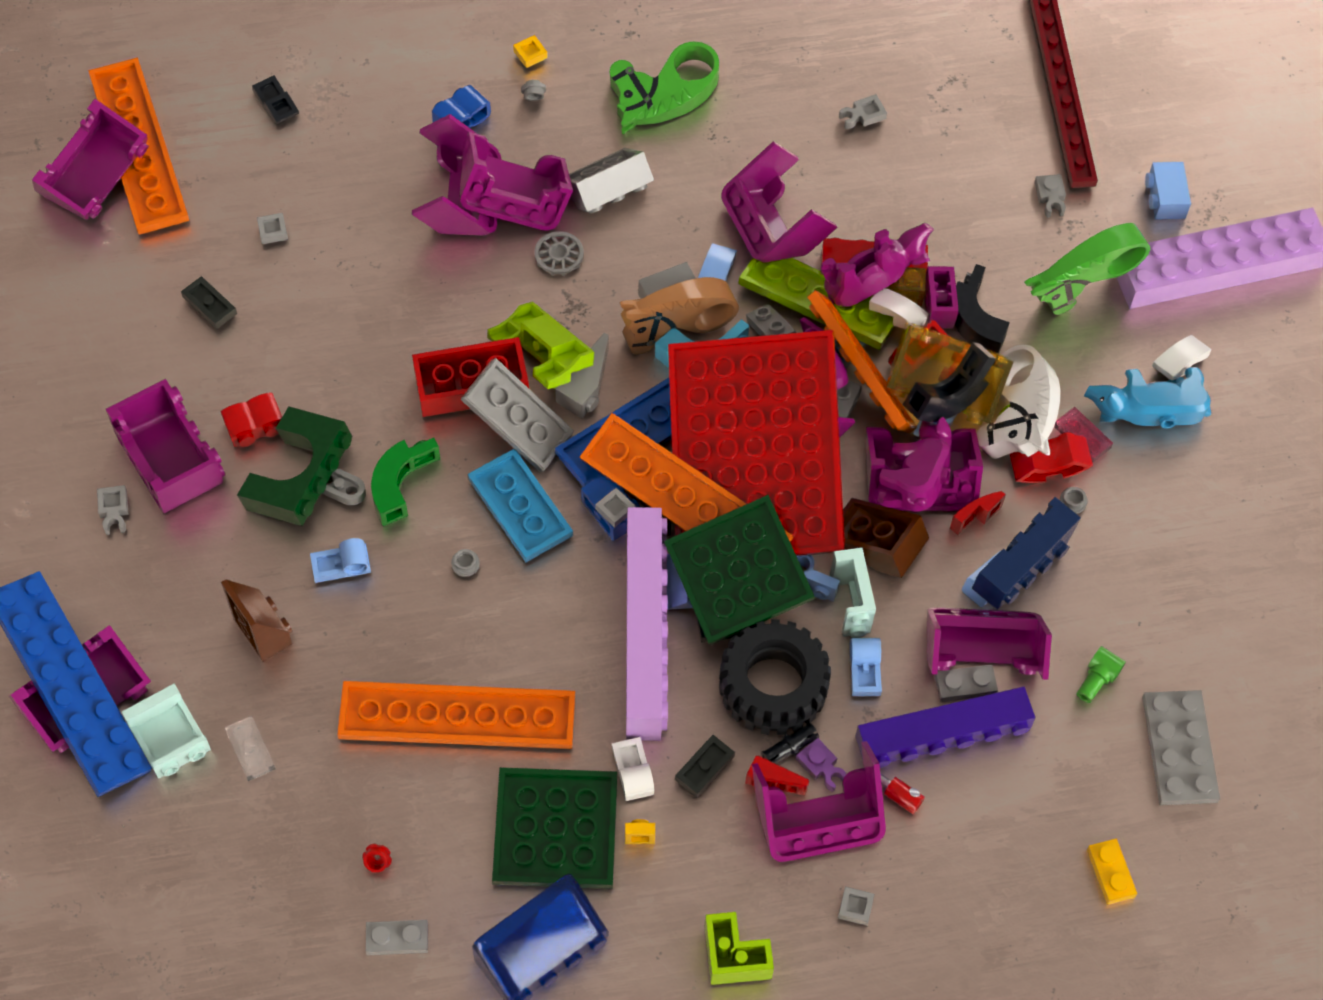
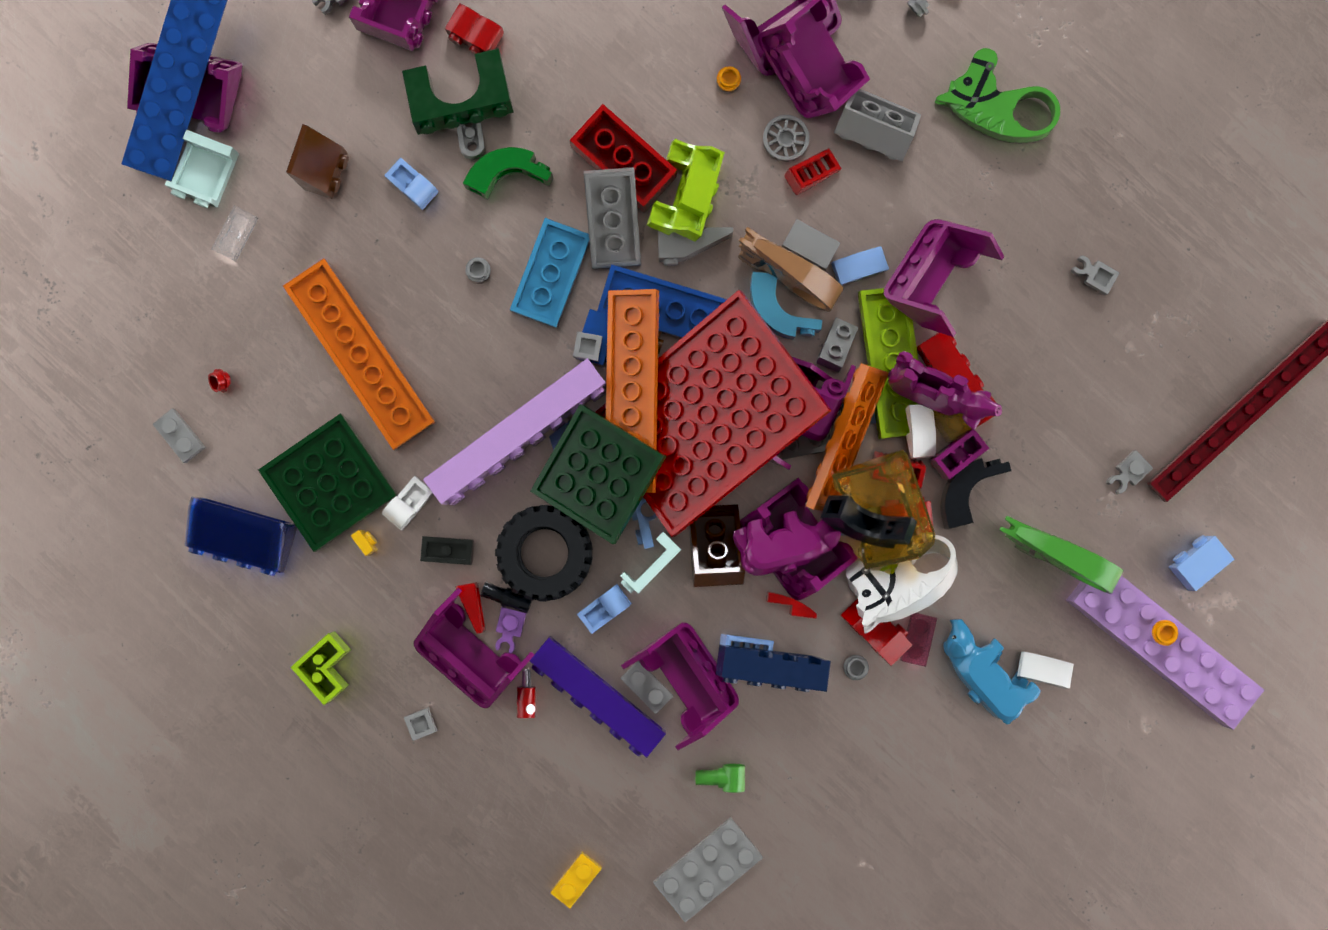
camera: 55 degrees right, 25 degrees up
(471, 260) = (728, 78): none -> light orange plate
(604, 254) = (800, 181): none -> red slope
(1212, 239) = (1164, 632): none -> light orange plate

